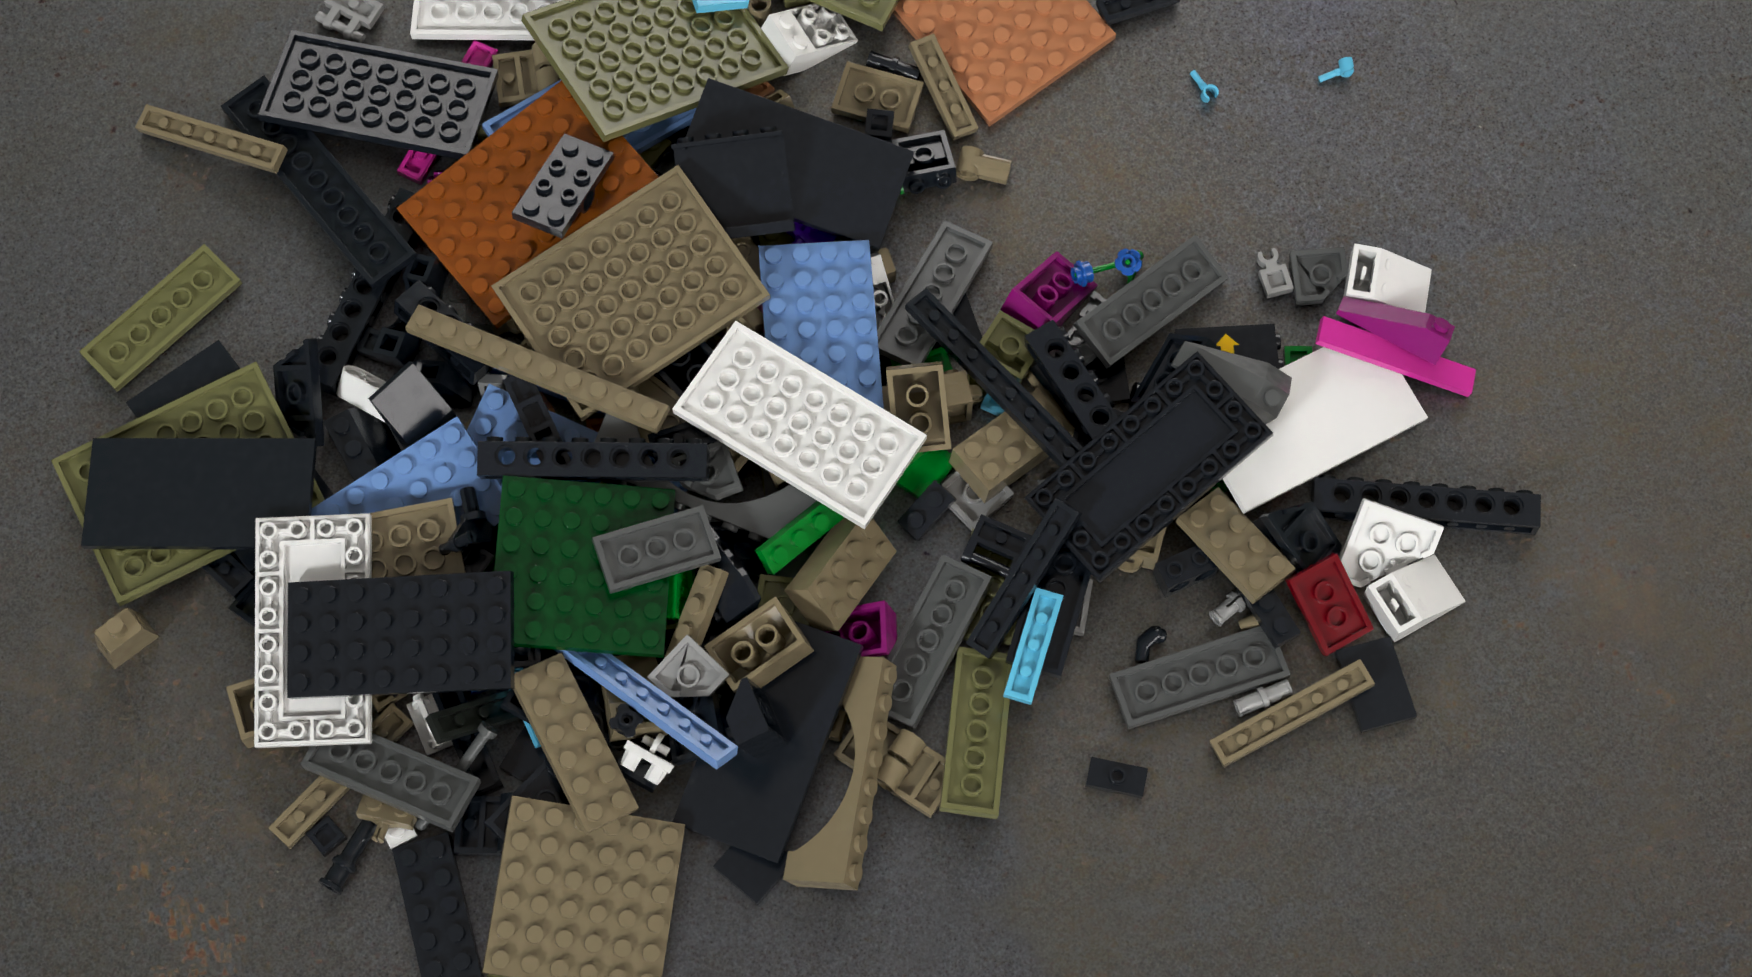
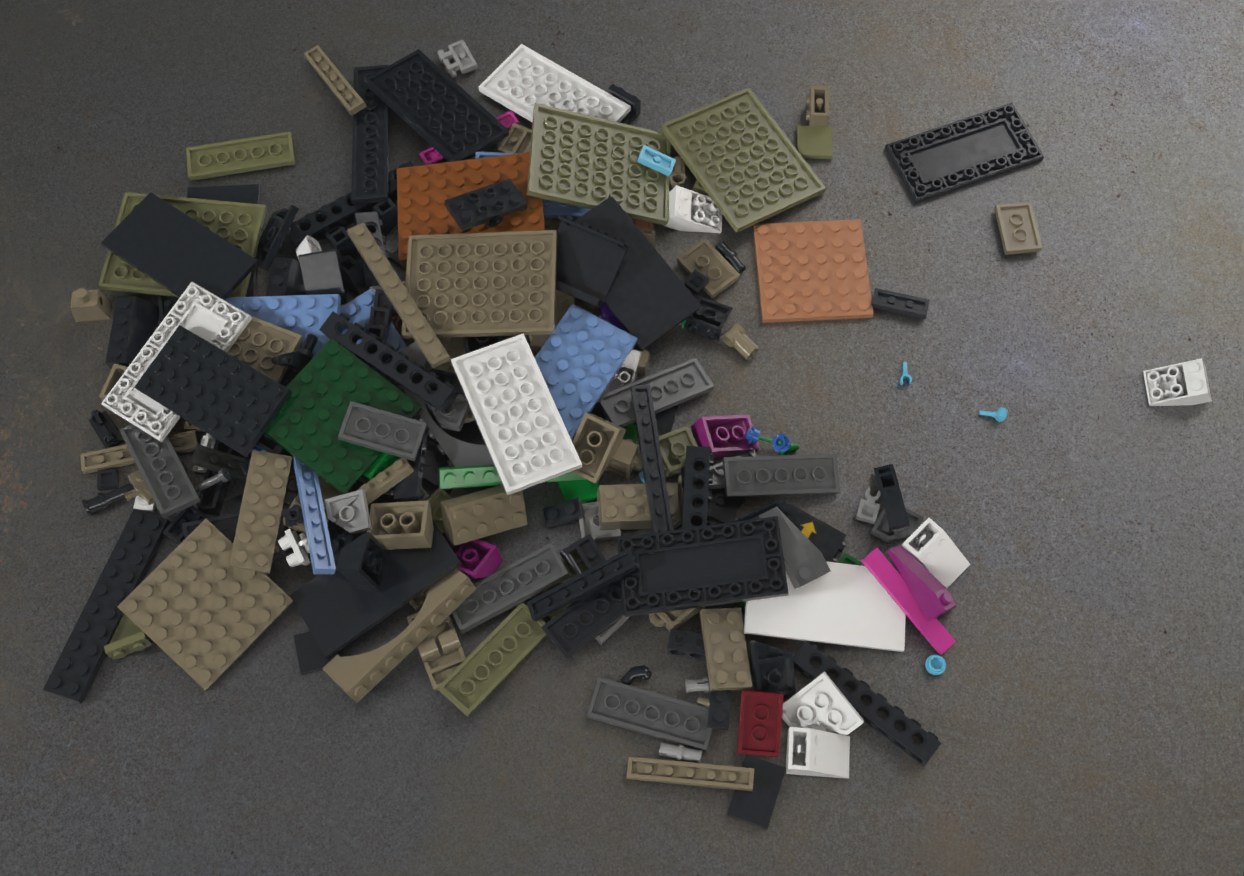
camera: 35 degrees right, 5 degrees down
(209, 635) = (130, 329): none -> black slope
(271, 777) = (105, 428): none -> black hinge
(943, 87) = (749, 284): dark tan plate -> none
(1033, 646) = (561, 629): medium azure plate -> none
(1116, 777) = (559, 741): black plate -> none
(1294, 245) = (891, 497): none -> black slope
(1471, 411) = (935, 664): none -> medium azure plate

